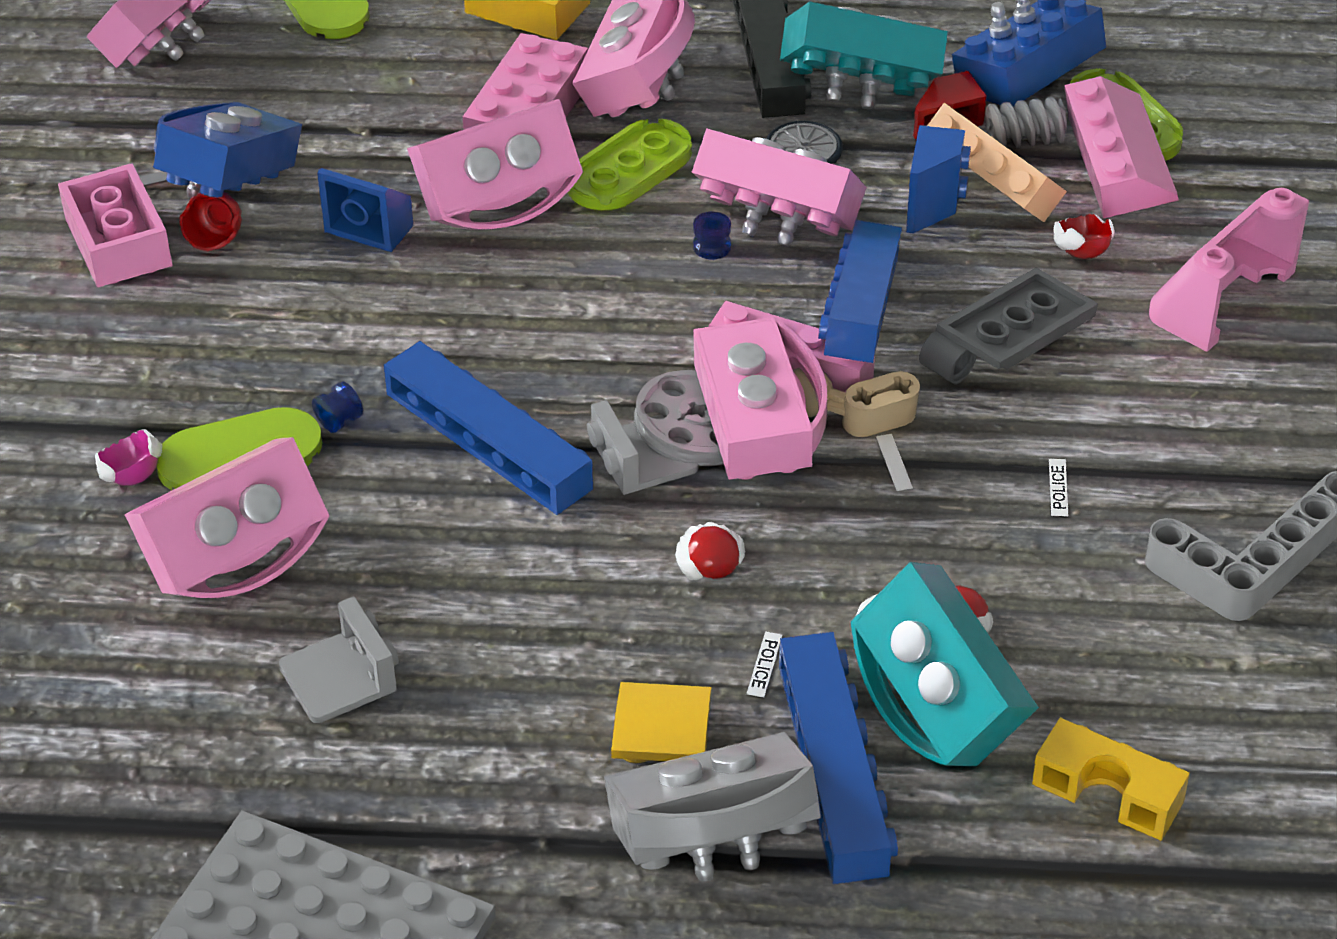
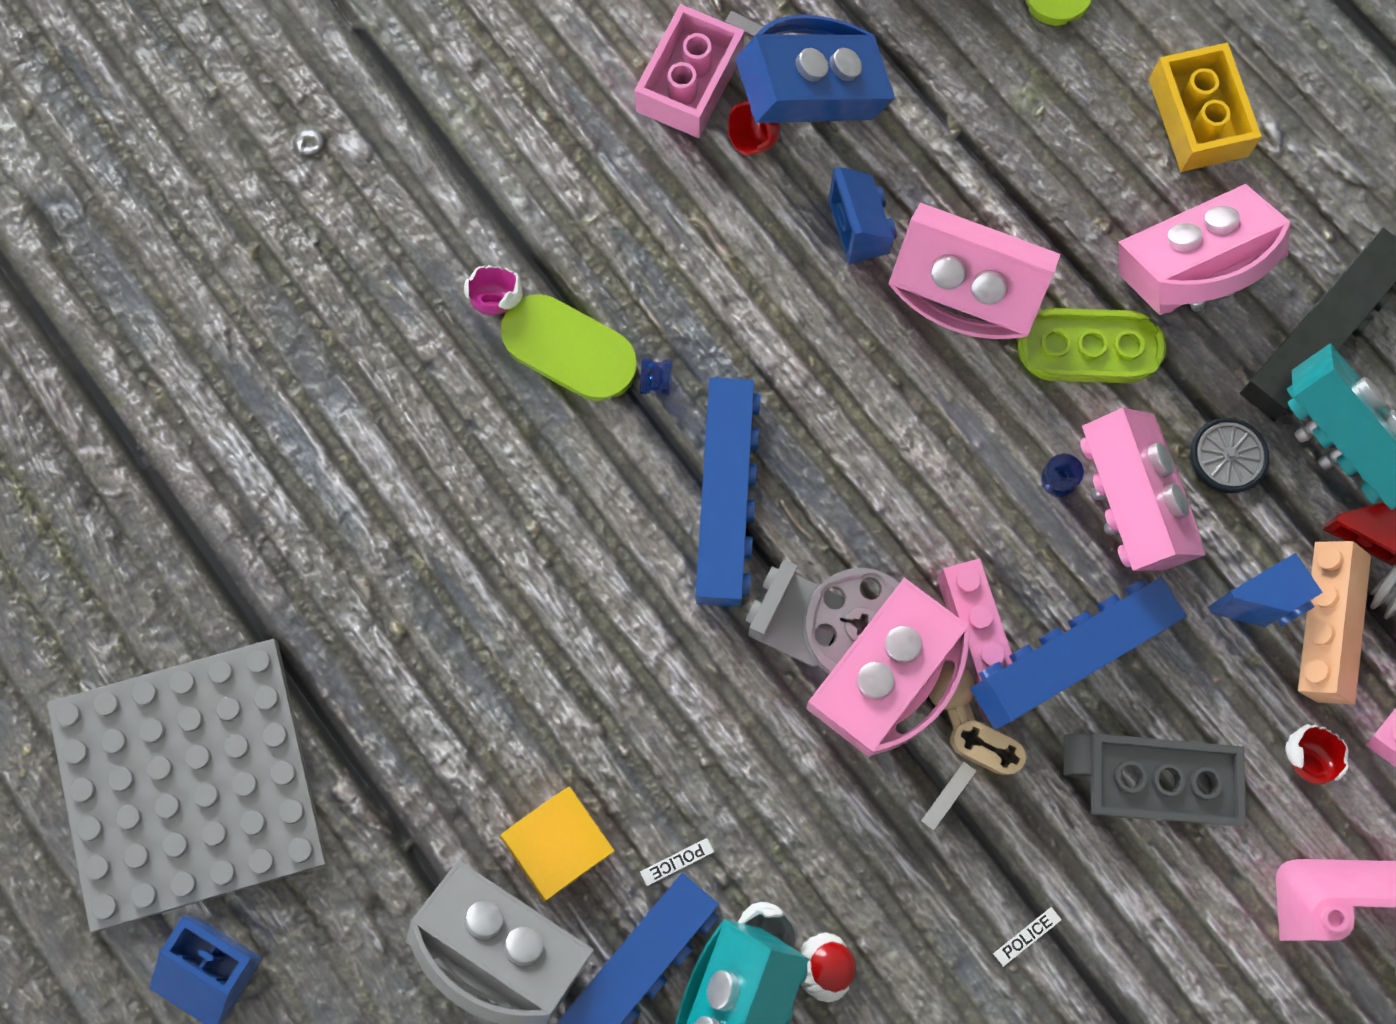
camera: 50 degrees right, 30 degrees up
(231, 522) = (471, 421): bright pink piece -> none
(344, 668) = (431, 593): light grey bracket -> none
(528, 76) = (1087, 211): bright pink brick -> none
(709, 551) = (740, 743): red hair -> none

